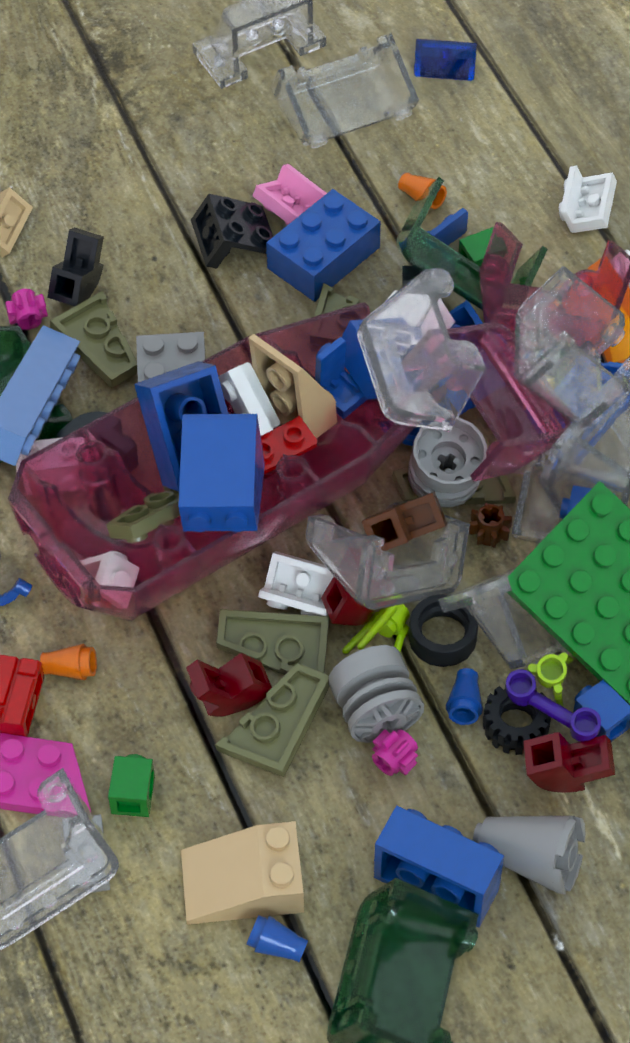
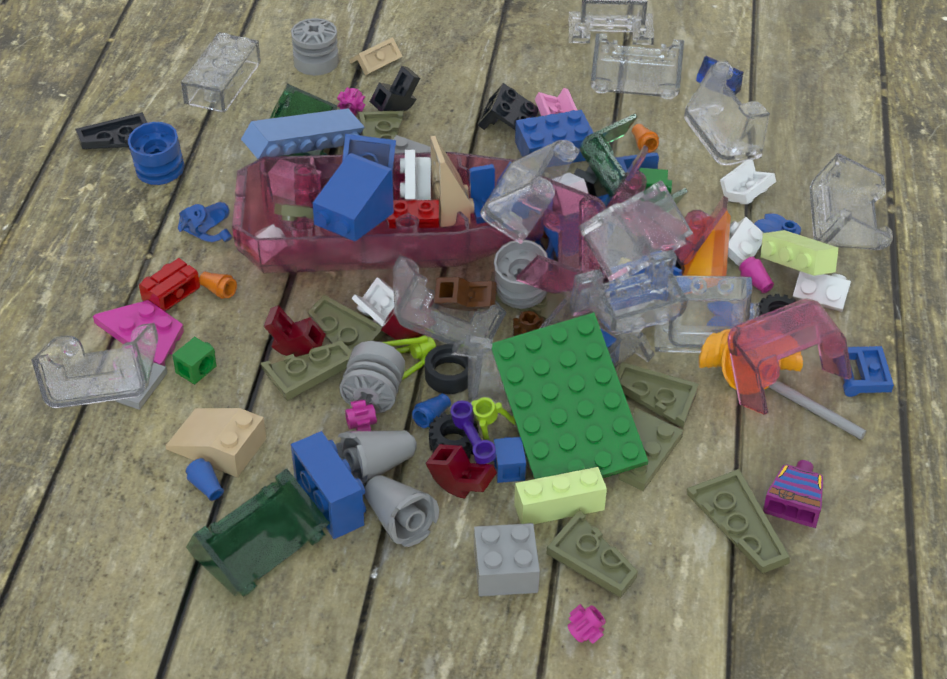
camera: 30 degrees right, 10 degrees down
(453, 789) = (375, 451): none -> light grey cone
(502, 124) = (722, 123): none -> clear windscreen

